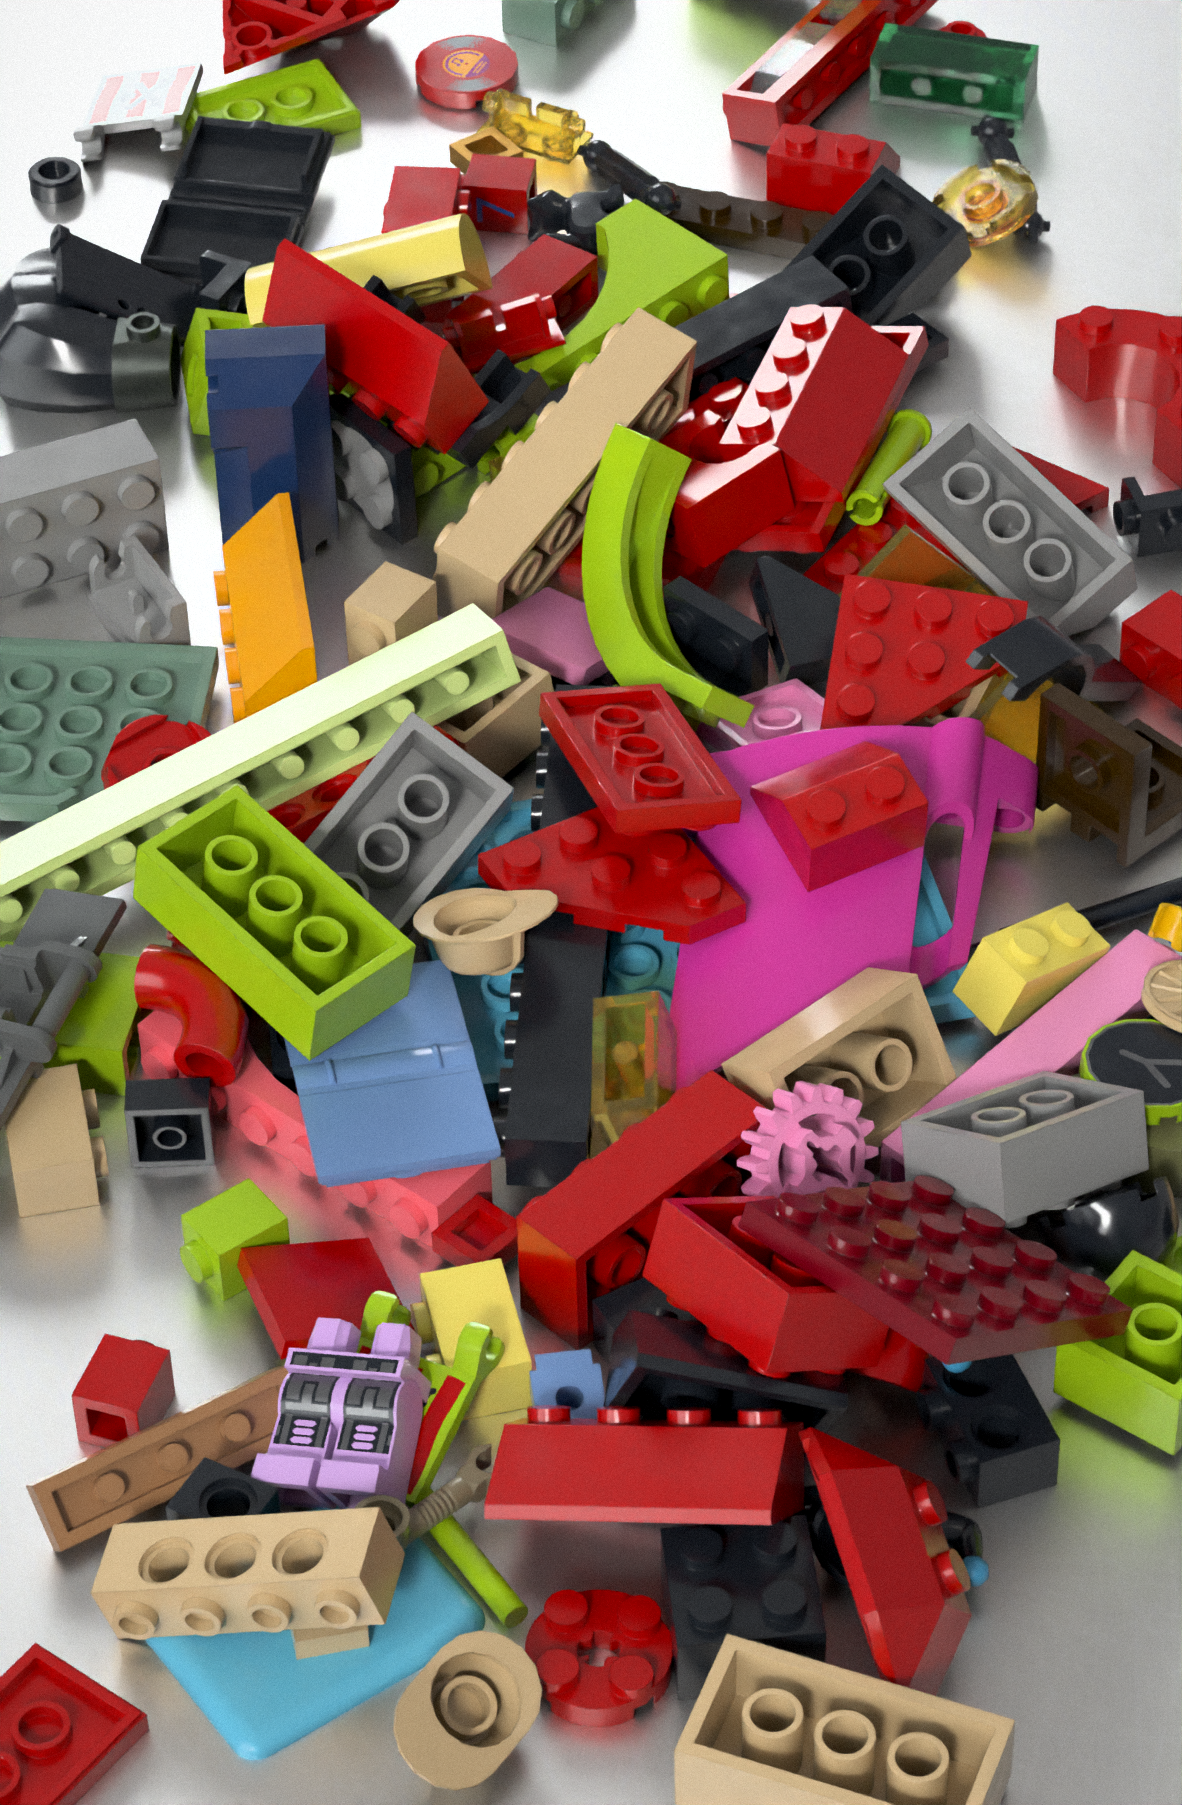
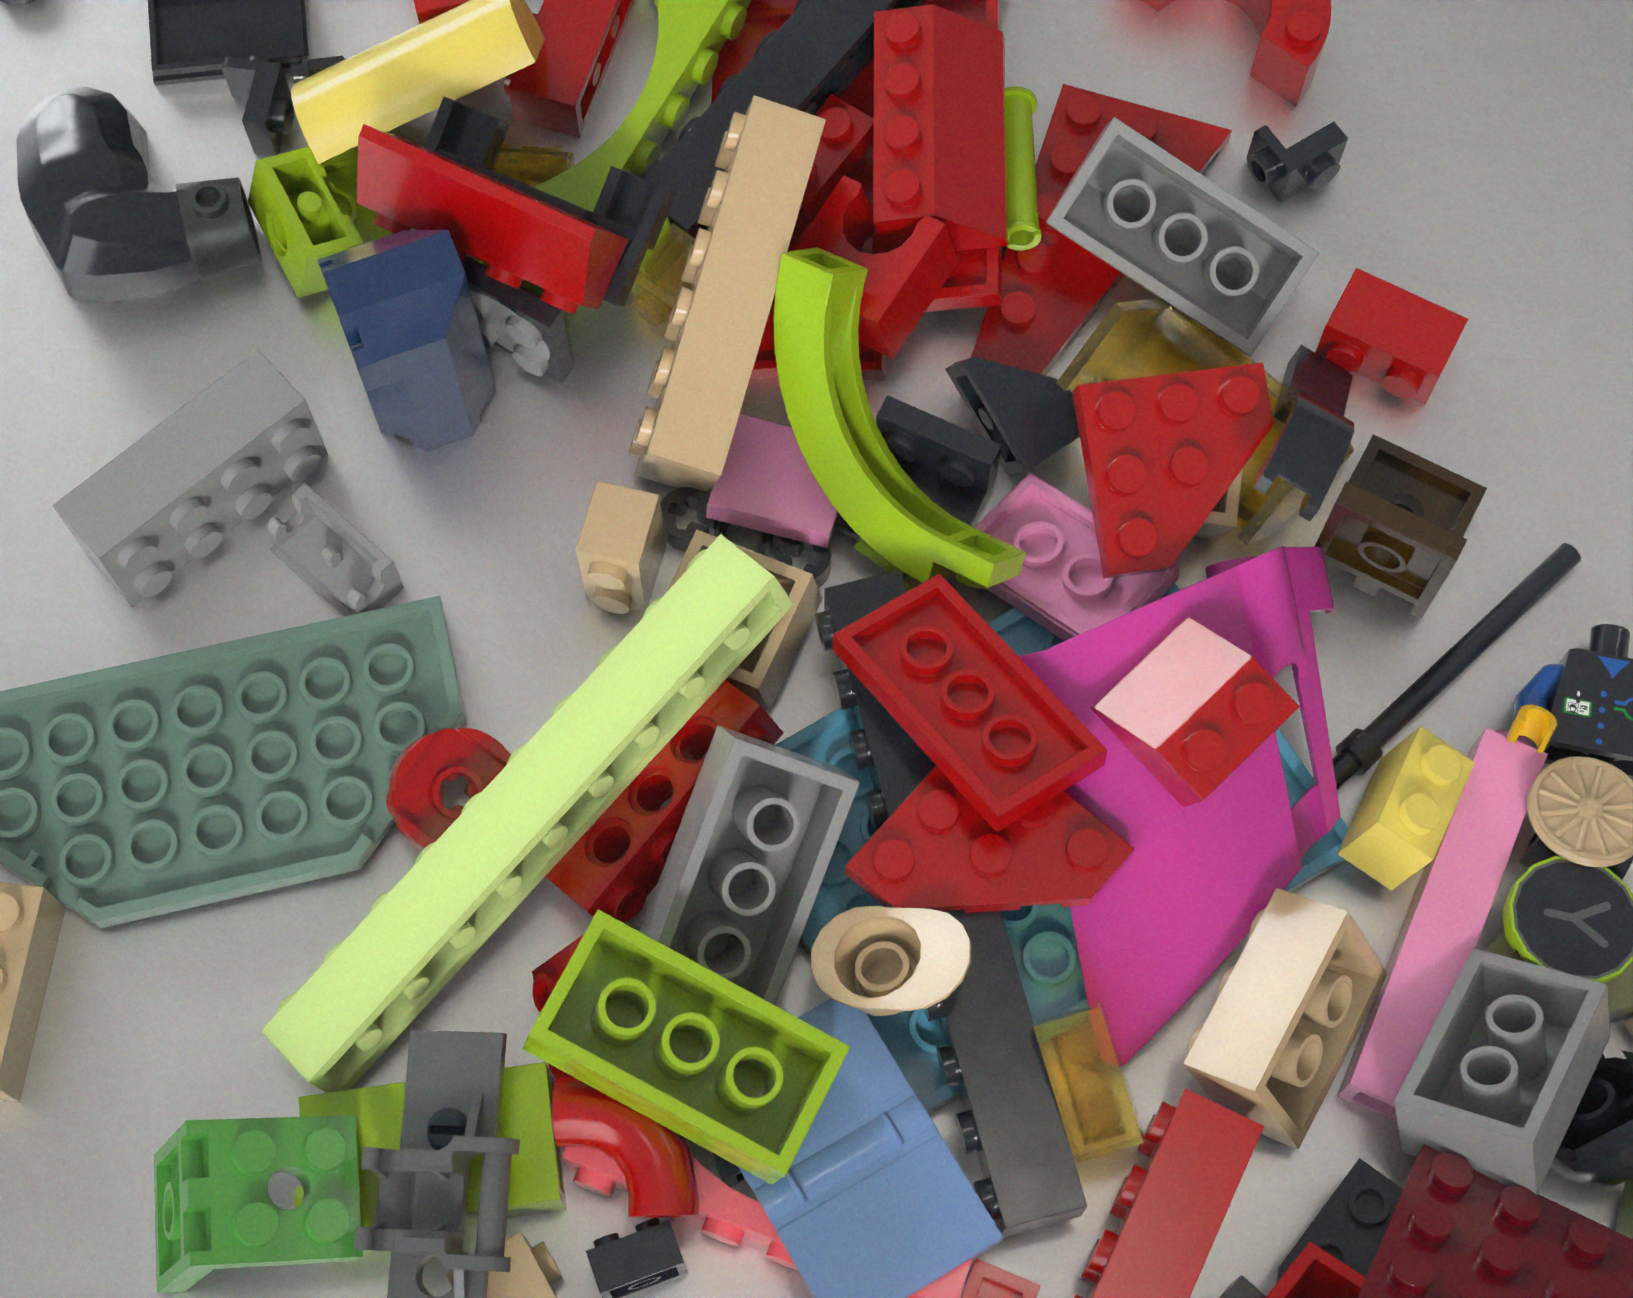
camera: 20 degrees left, 25 degrees up
(119, 284) = (157, 133): black door -> none
(265, 611) = (487, 561): light orange slope -> none
(526, 331) = (587, 113): red hinge -> none
(806, 1151) = (1306, 1152): bright pink gear -> none

